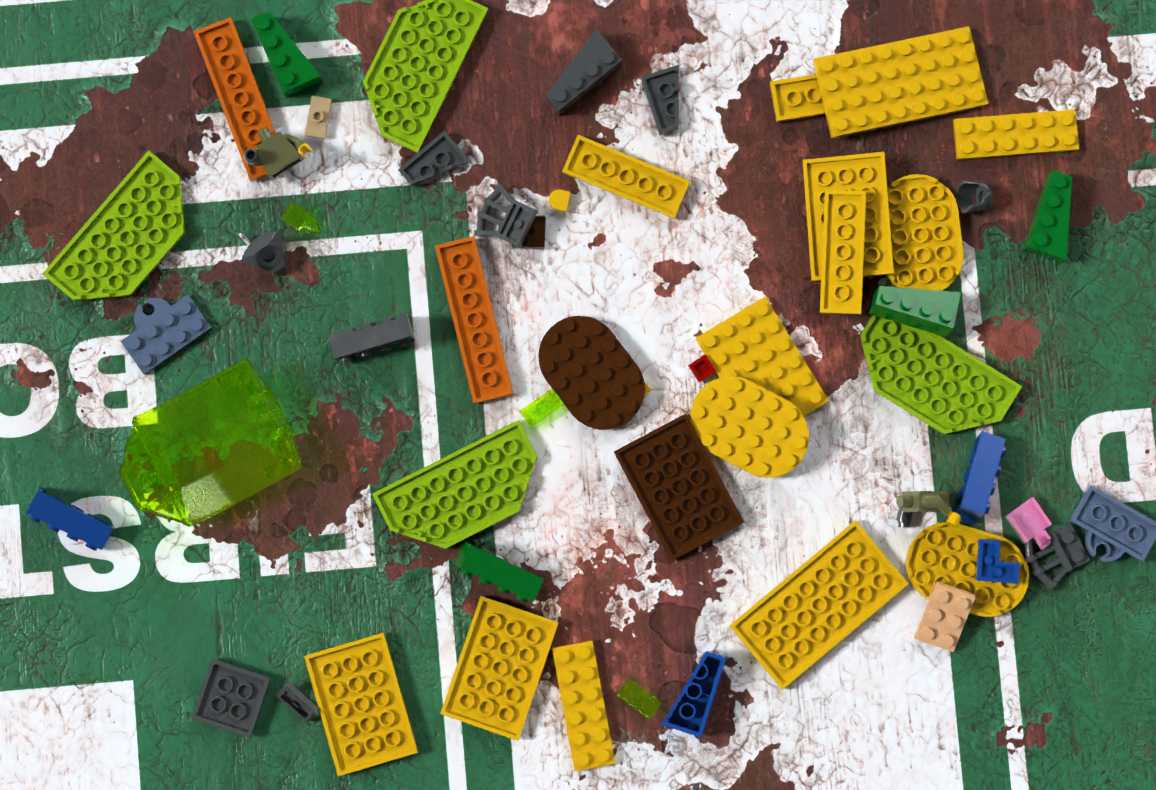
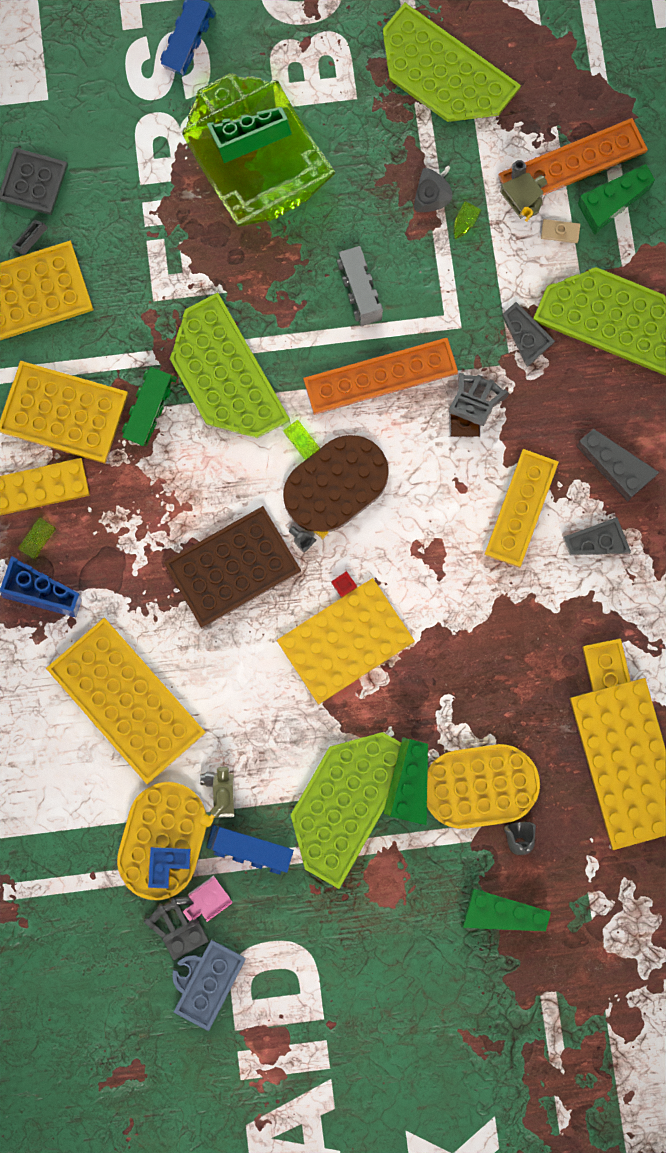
camera: 85 degrees right, 5 degrees down
(164, 331) = (358, 109): sand blue plate -> none
(194, 452) = (249, 133): none -> green wedge
(559, 200) = (496, 449): yellow tile -> none
(650, 411) = (302, 539): none -> dark grey piece
(750, 426) = (290, 630): yellow plate -> none
(843, 252) = (459, 710): yellow plate -> none
(850, 173) = (494, 716): yellow plate -> none
(944, 616) = (116, 819): light nougat plate -> none
(1015, 134) = (584, 879): yellow plate -> none

